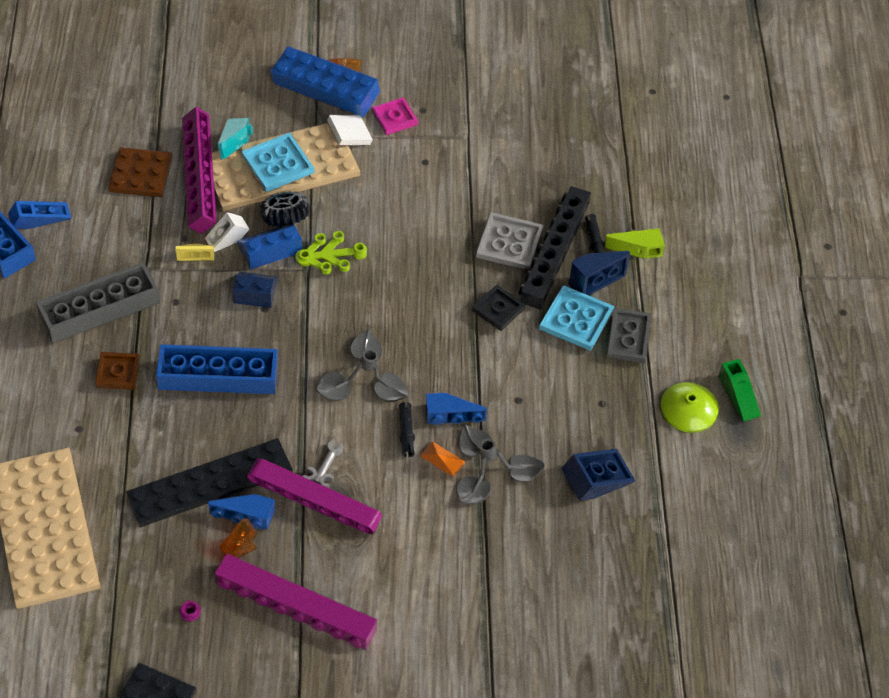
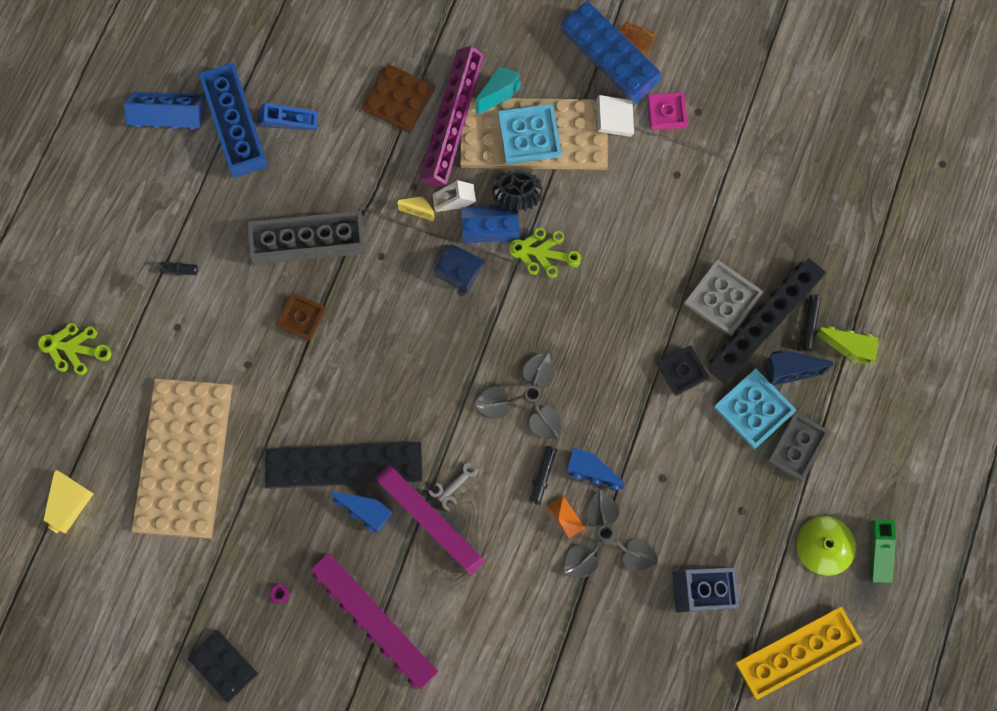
camera: 25 degrees right, 20 degrees up
(217, 369) = (390, 350): blue brick -> none
(240, 540) = (346, 540): clear orange slope -> none
(704, 498) = (798, 653): none -> yellow plate

